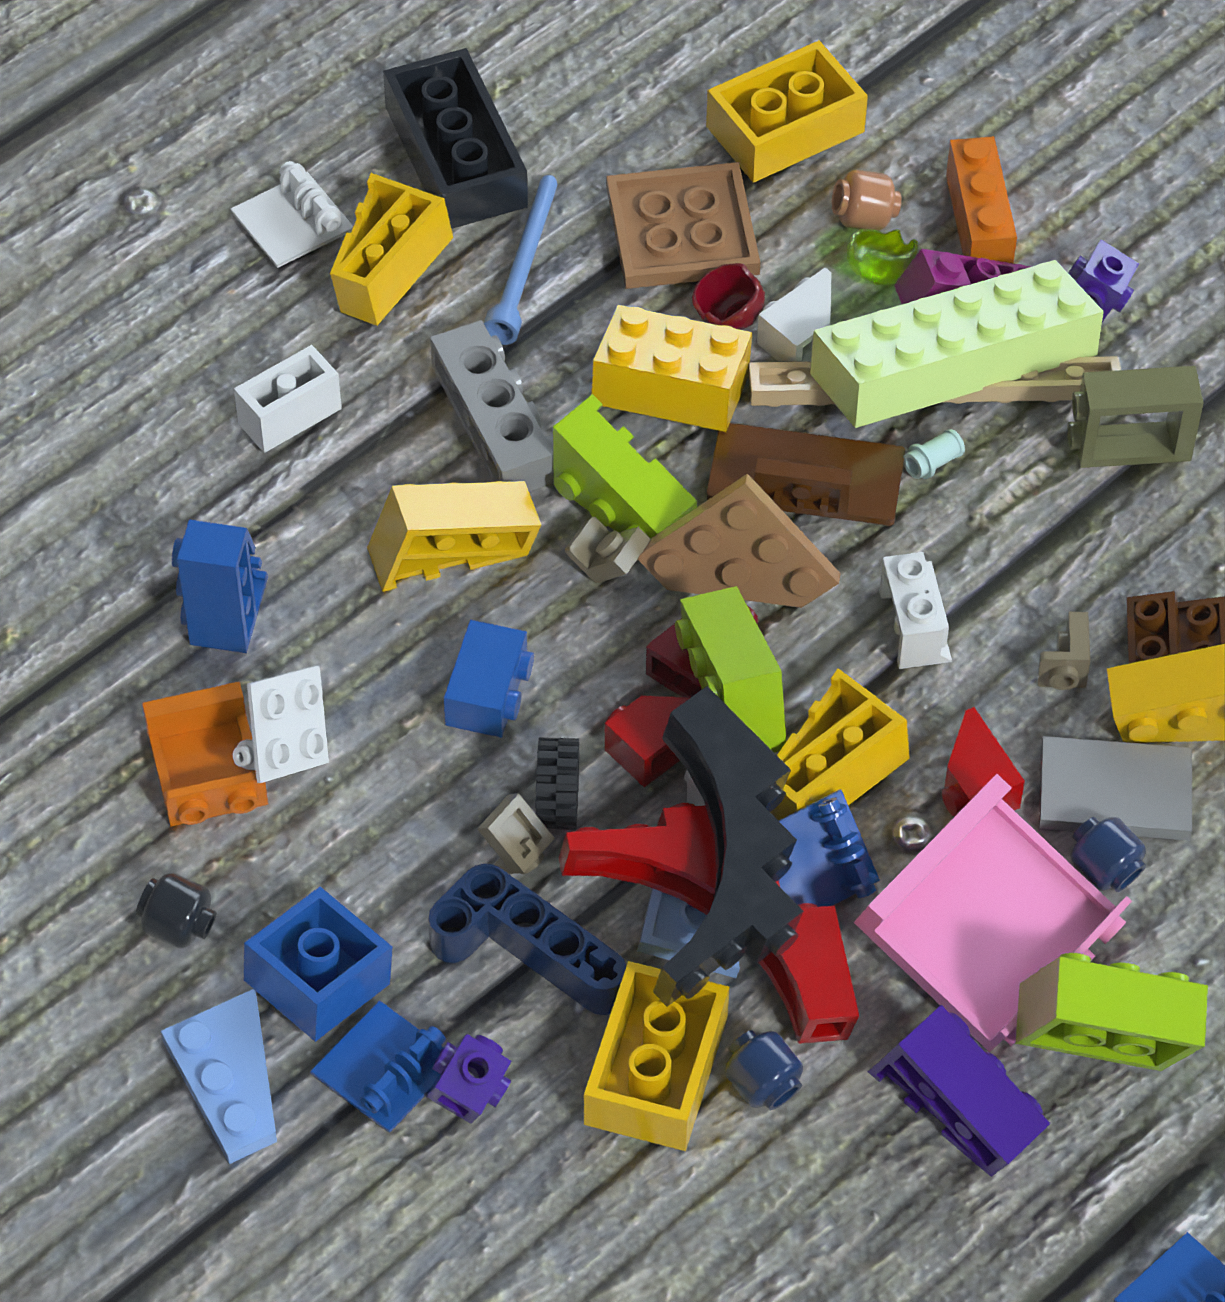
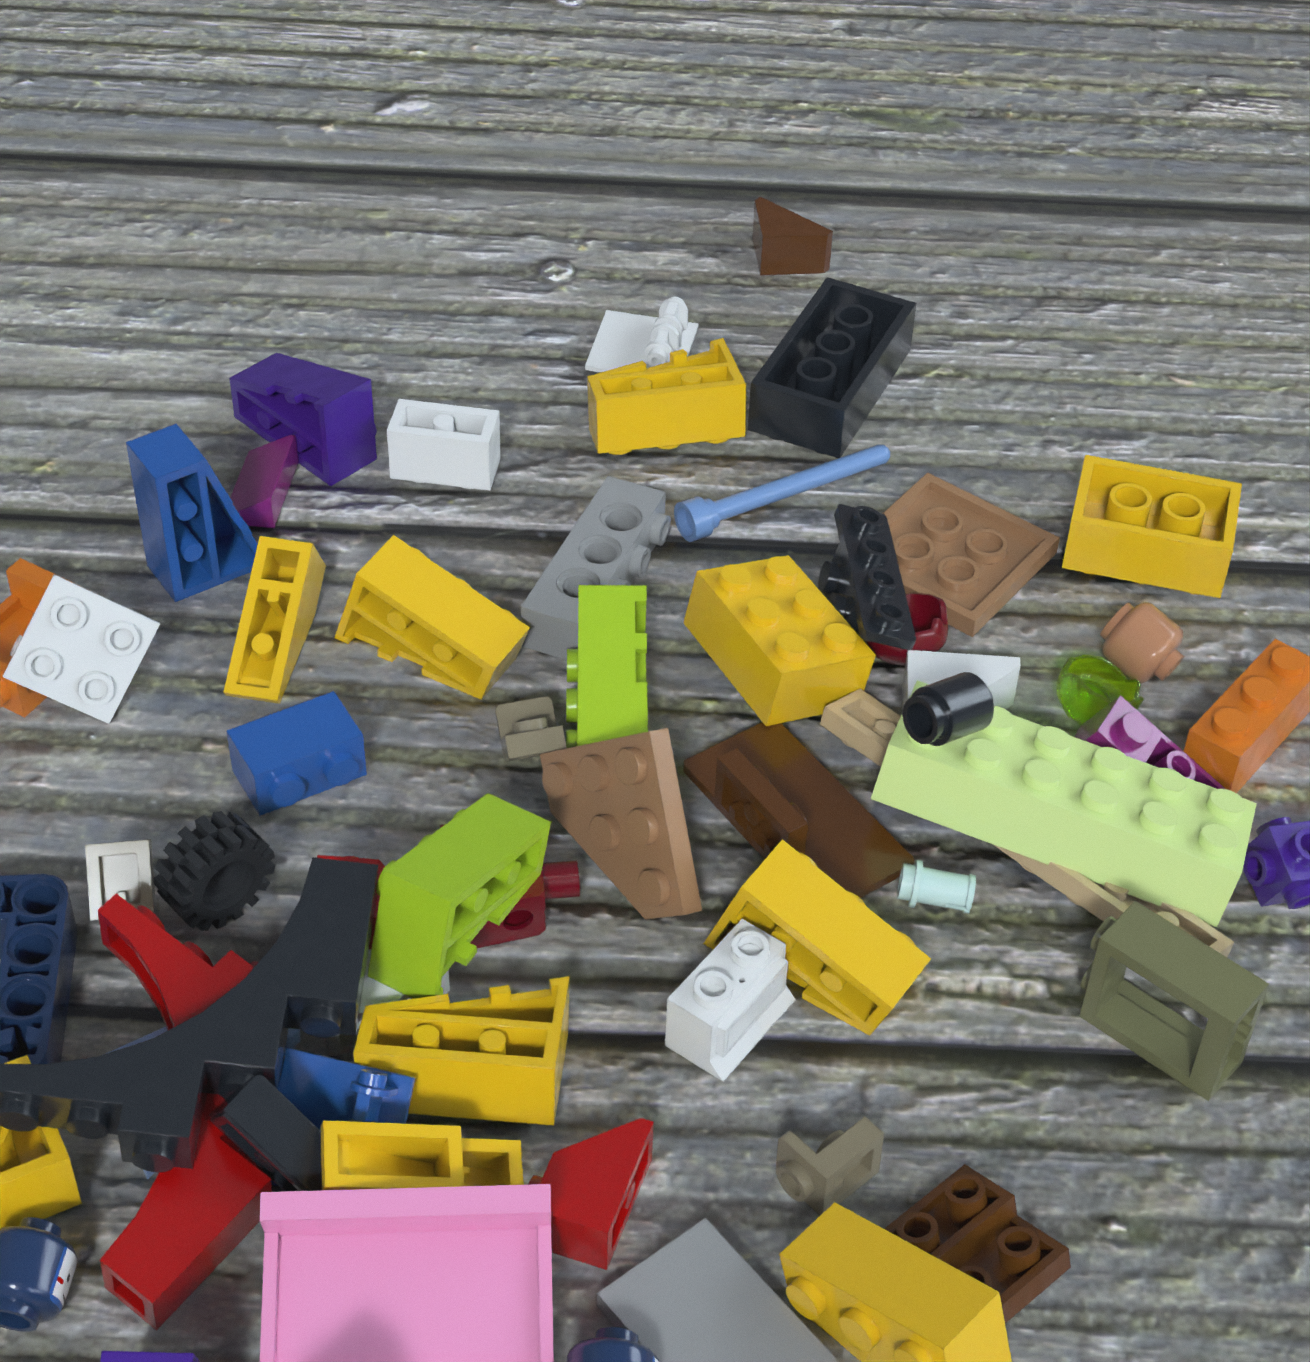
camera: 45 degrees right, 10 degrees down
(157, 448) = (317, 404): none -> dark purple wedge
(175, 506) = (265, 481): none -> magenta slope
(282, 56) = (788, 241): none -> reddish brown slope
(349, 608) = (274, 618): none -> yellow slope
(675, 286) = (867, 580): none -> black bracket
(830, 879) = (272, 1134): none -> black slope
(880, 334) = (948, 709): none -> black brick
(904, 828) = (413, 1157): none -> yellow slope
(953, 531) = (834, 942): none -> yellow wedge

